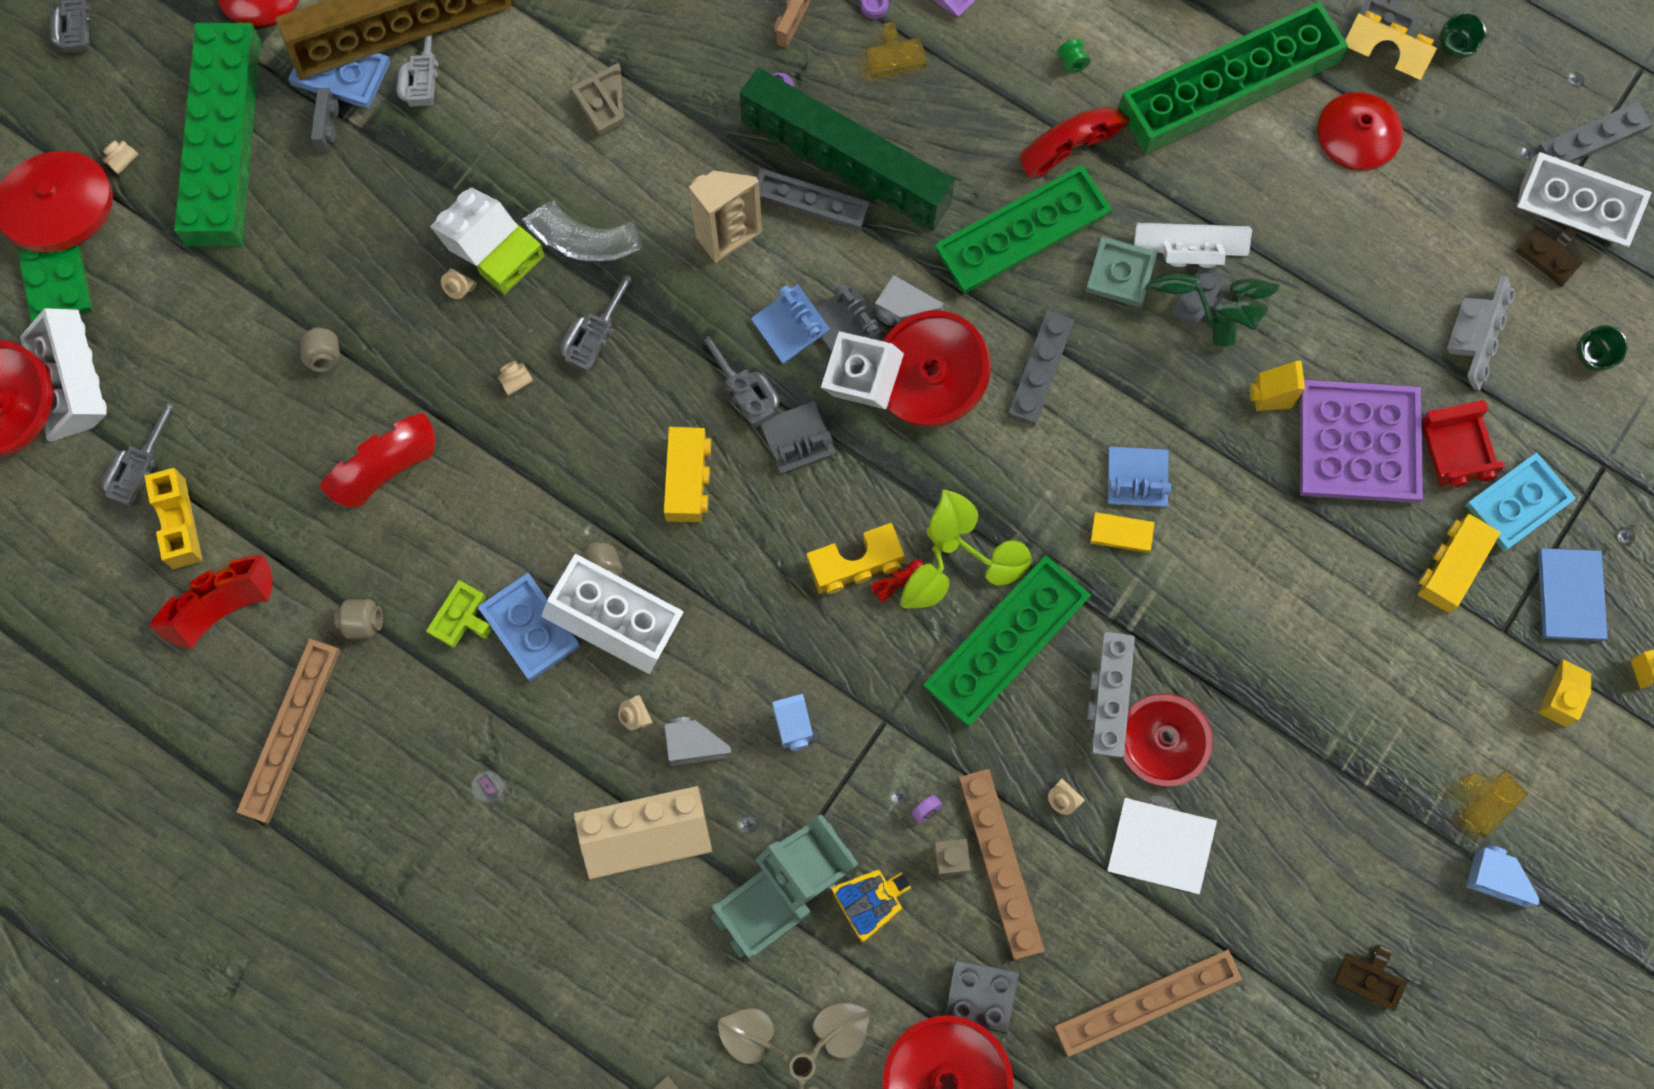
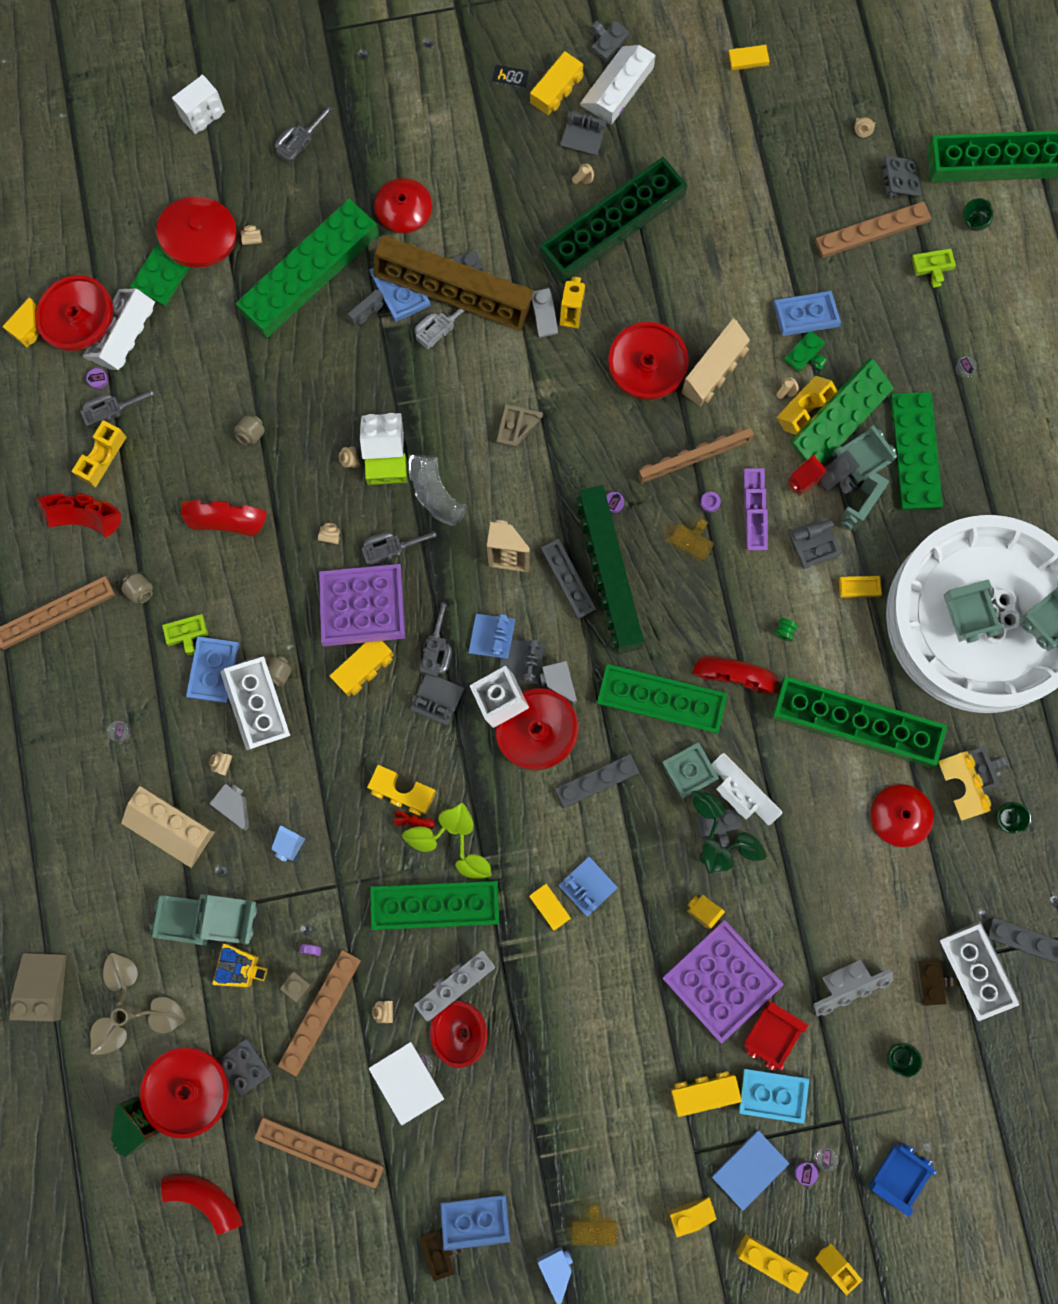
camera: 45 degrees right, 5 degrees up
(89, 448) = (97, 378): none -> medium lavender tile
(625, 412) = (361, 605): none -> medium lavender plate
(1373, 911) = (475, 1222): none -> medium blue tile
(1625, 545) = (806, 1173): none -> medium lavender tile
(1629, 514) = (827, 1159): none -> clear tile

